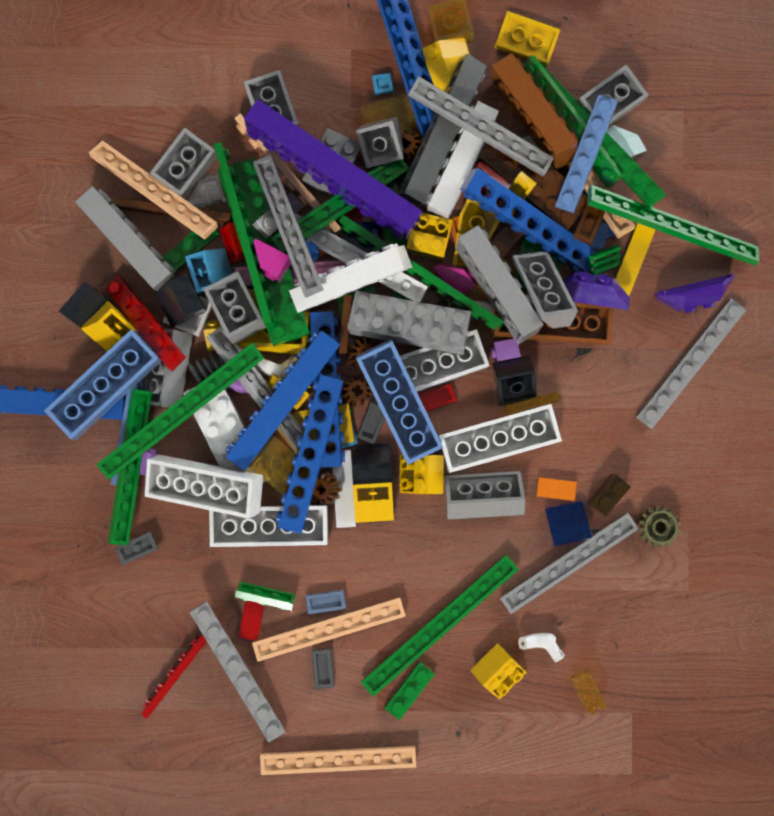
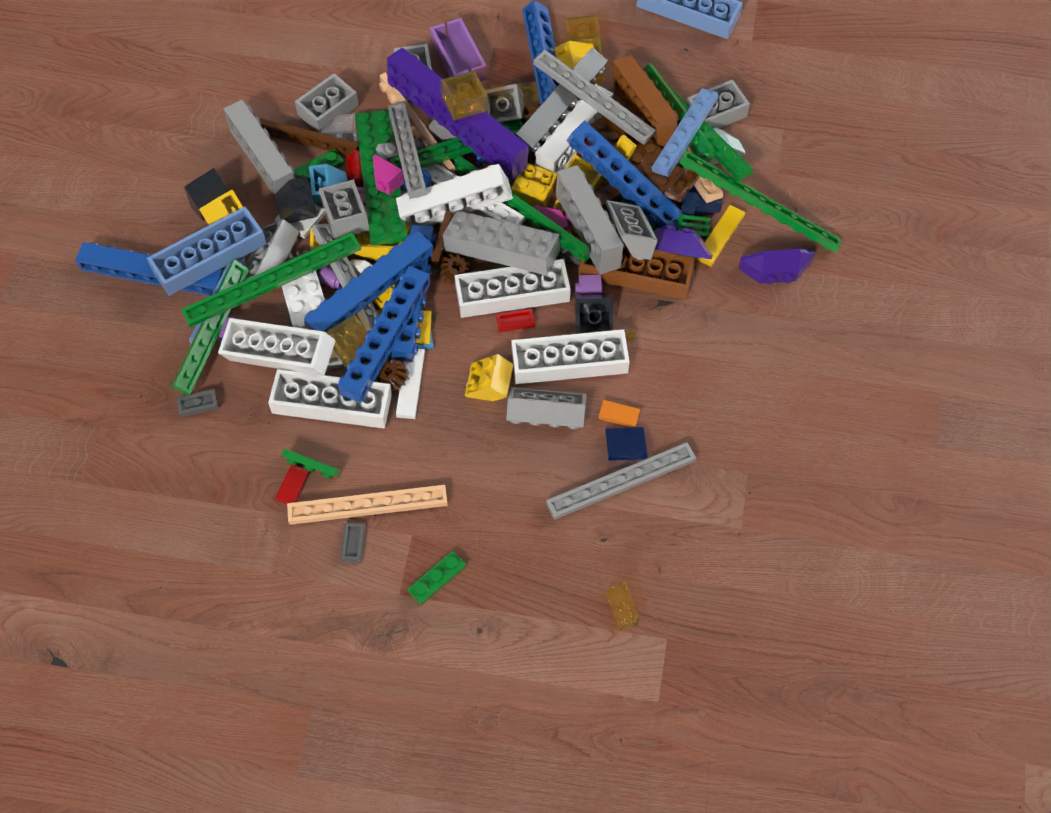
camera: 15 degrees right, 25 degrees down
(145, 323) = (249, 199): red plate -> none
(153, 189) = (295, 115): light nougat plate -> none
(173, 675) = (206, 519): red plate -> none
(237, 671) = (266, 526): light grey plate -> none
(247, 242) = (367, 159): green plate -> none
(315, 72) = (457, 50): none -> medium lavender piece
(325, 601) = (370, 481): sand blue tile -> none
(338, 760) = (348, 632): light nougat plate -> none
(342, 163) = (464, 95): none -> clear yellow brick
(363, 387) = (442, 300): reddish brown gear -> none
(371, 424) = (450, 332): dark grey tile -> none
(371, 464) = (441, 366): black slope -> none
(373, 502) = (436, 393): yellow slope -> none
(382, 84) = (515, 73): dark azure tile -> none
(399, 401) = (478, 300): medium blue brick -> none
(439, 625) = (478, 519): green plate -> none
(498, 671) = (532, 570): yellow slope -> none
(527, 38) = (648, 52): yellow tile -> none
(542, 640) = (581, 548): white arm -> none
(609, 494) = (670, 423): dark brown brick -> none
(669, 530) = (713, 469): olive gear -> none
(690, 363) = (765, 327): light grey plate -> none

